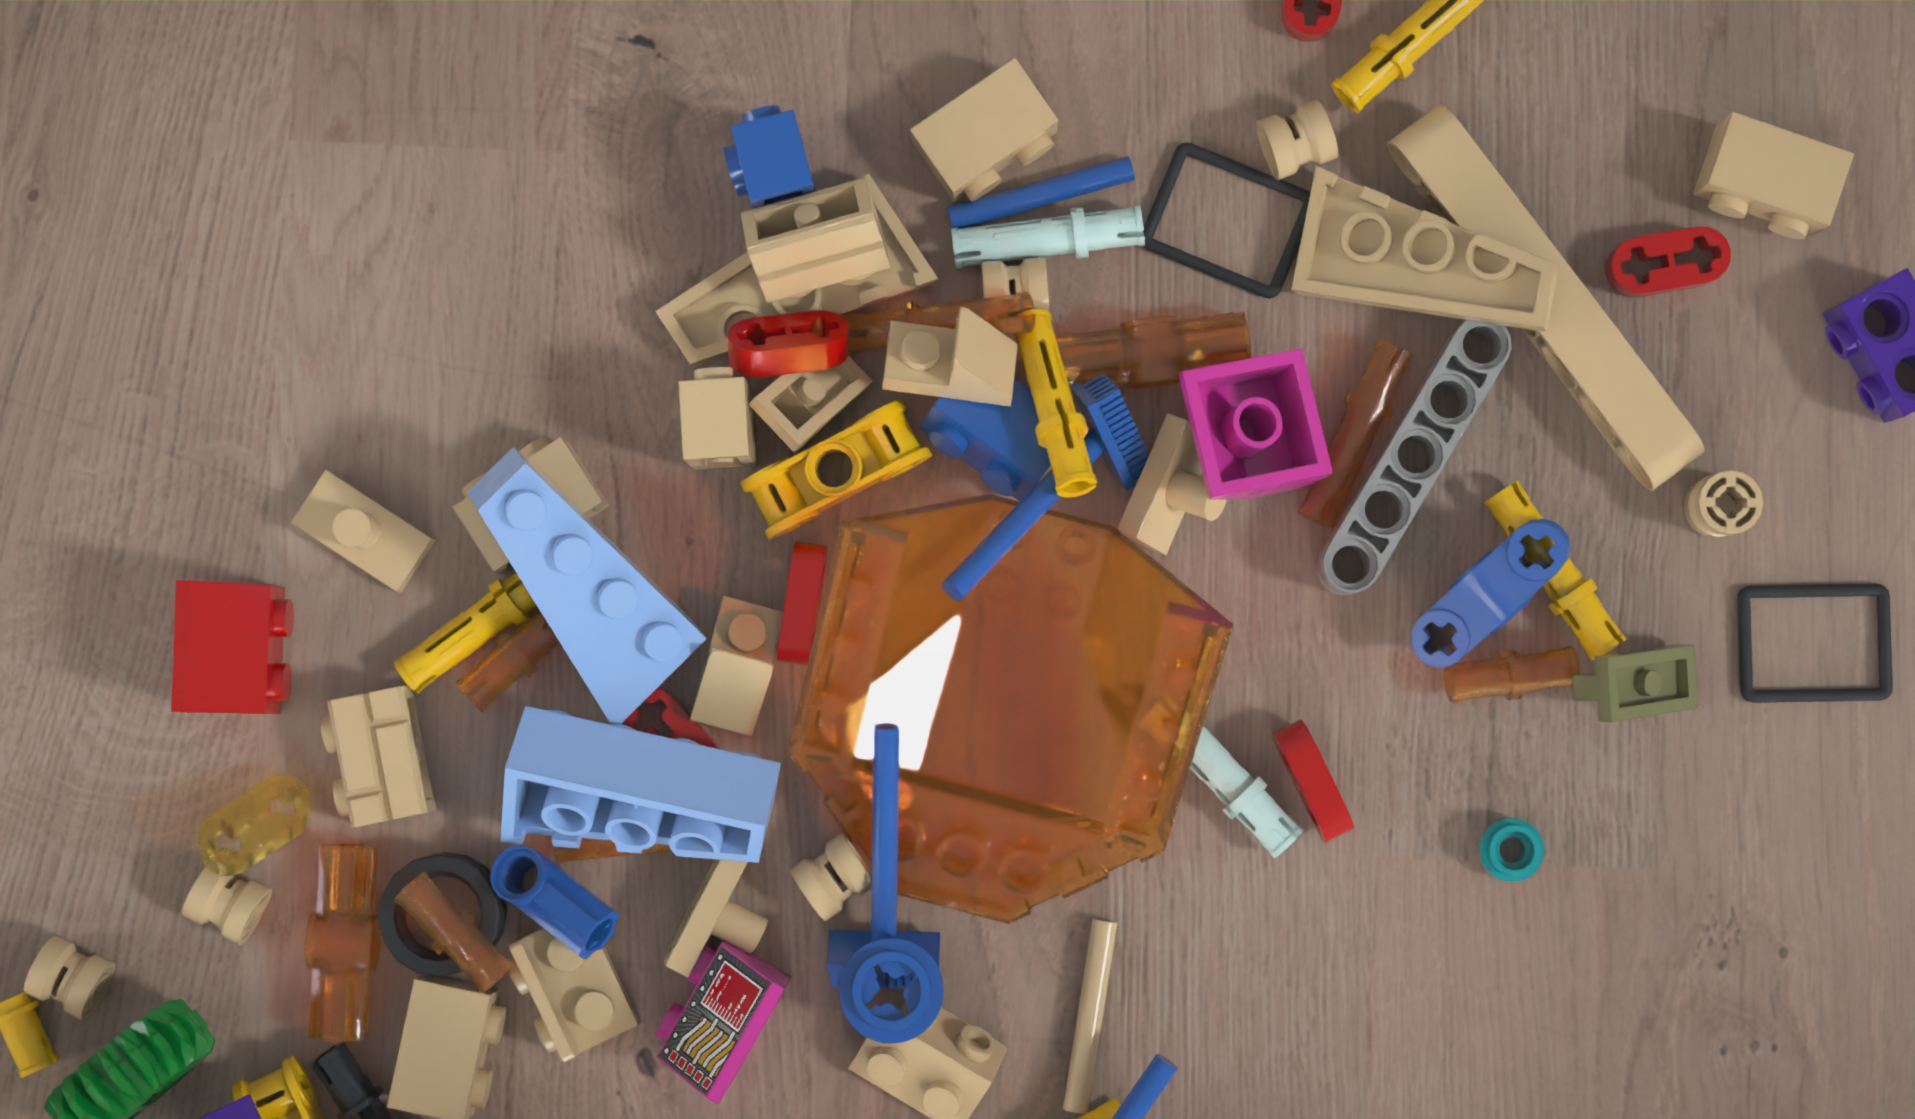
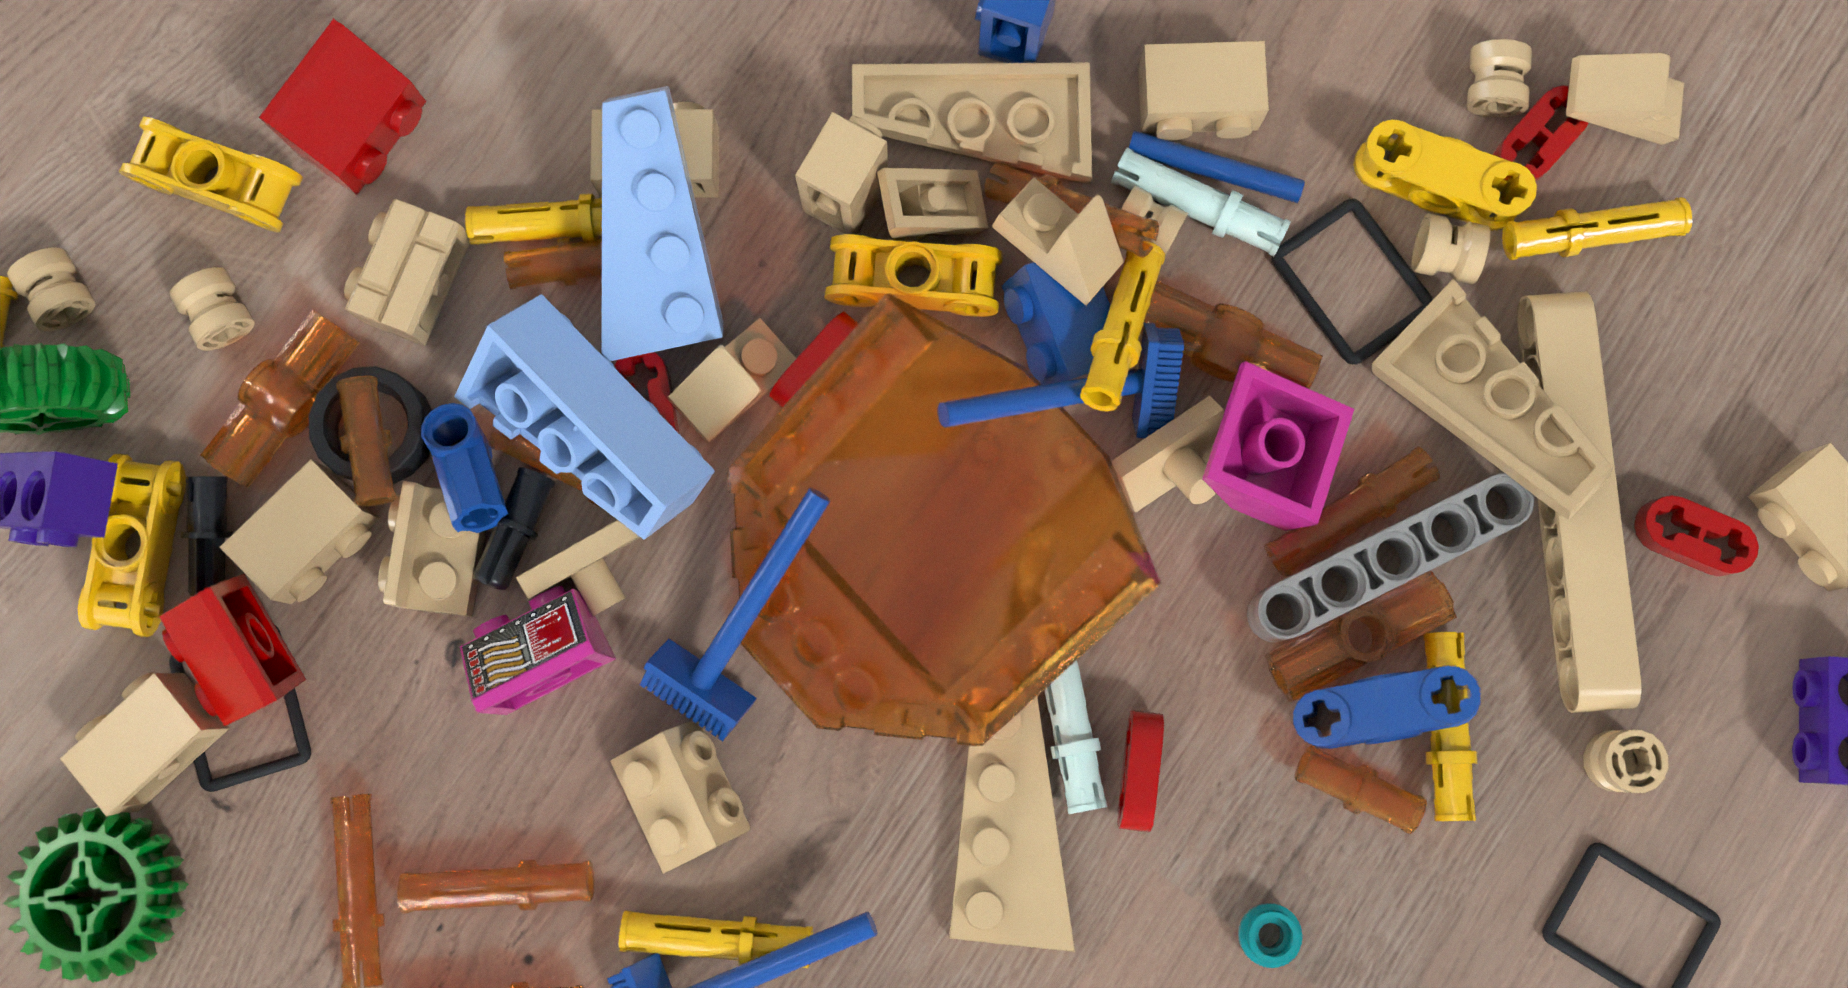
camera: 30 degrees right, 5 degrees down
(101, 789) = (243, 186): none -> yellow piece
(251, 819) = (273, 261): clear yellow beam -> none
(363, 531) = (514, 94): tan tile -> none
(632, 935) = (513, 530): none -> black axle
(788, 343) = (940, 149): red beam -> none
(815, 240) = (1013, 79): tan brick -> none
(820, 883) = (685, 596): tan wheel -> none
(860, 983) = (662, 694): blue gear -> none
(1090, 1016) = (834, 847): tan bar -> none
(1240, 918) = (1008, 846): none -> tan wing
(1250, 75) = (1444, 175): none -> yellow piece
(1452, 508) = (1393, 622): none -> clear orange piece
(1640, 683) = (1466, 864): olive plate -> none

